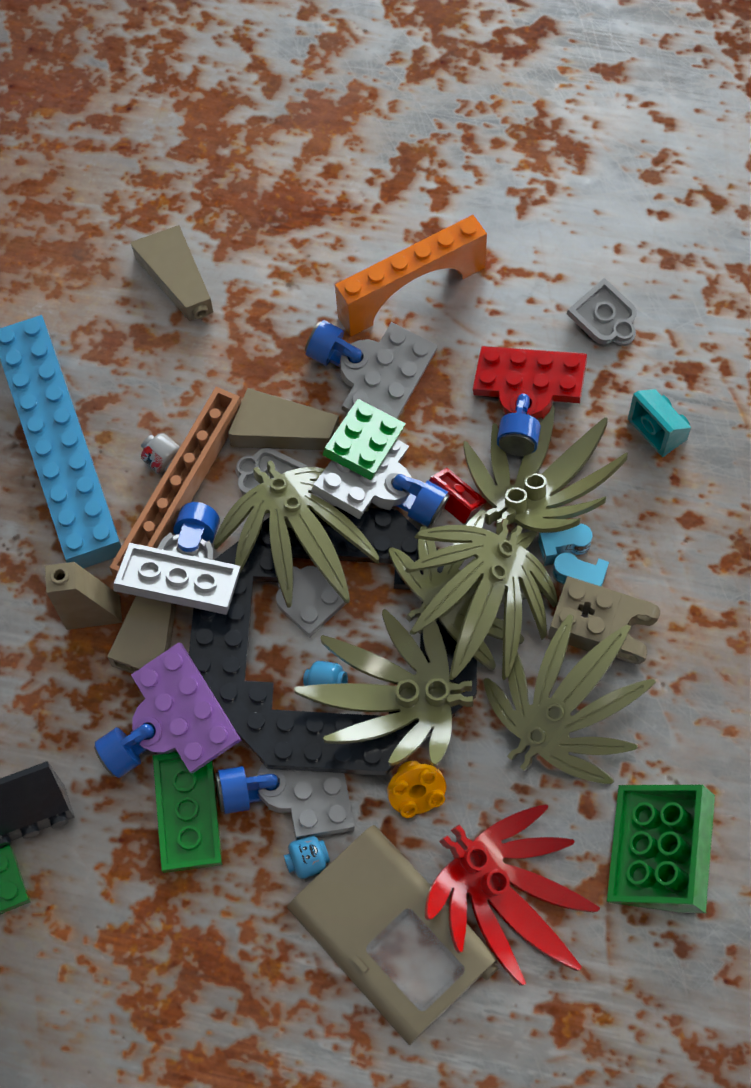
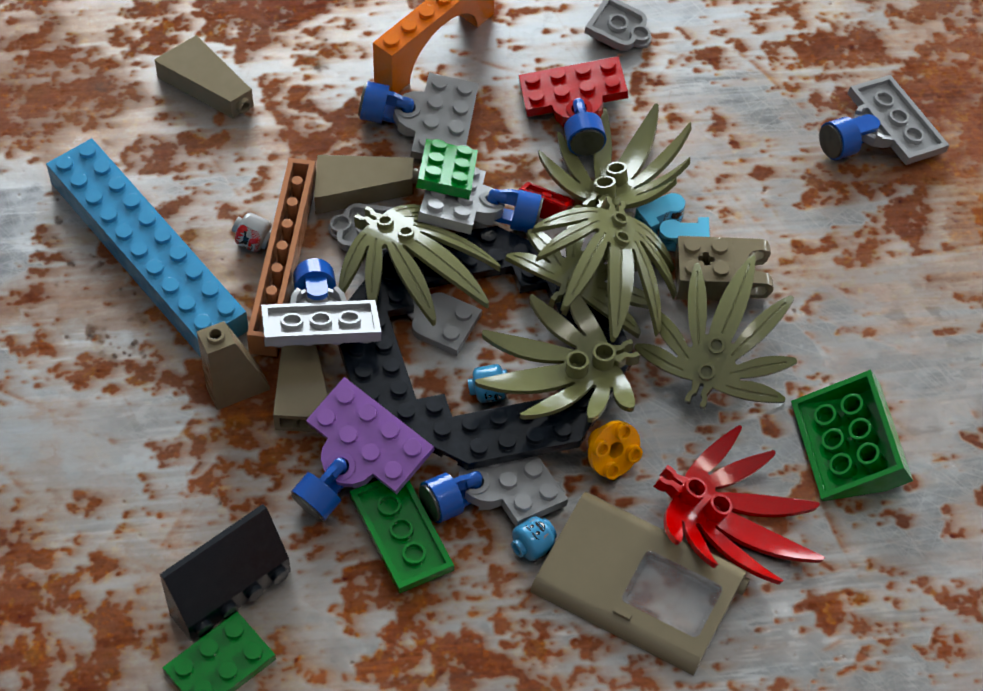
camera: 25 degrees left, 10 degrees down
(658, 421) = (702, 98): teal slope -> none

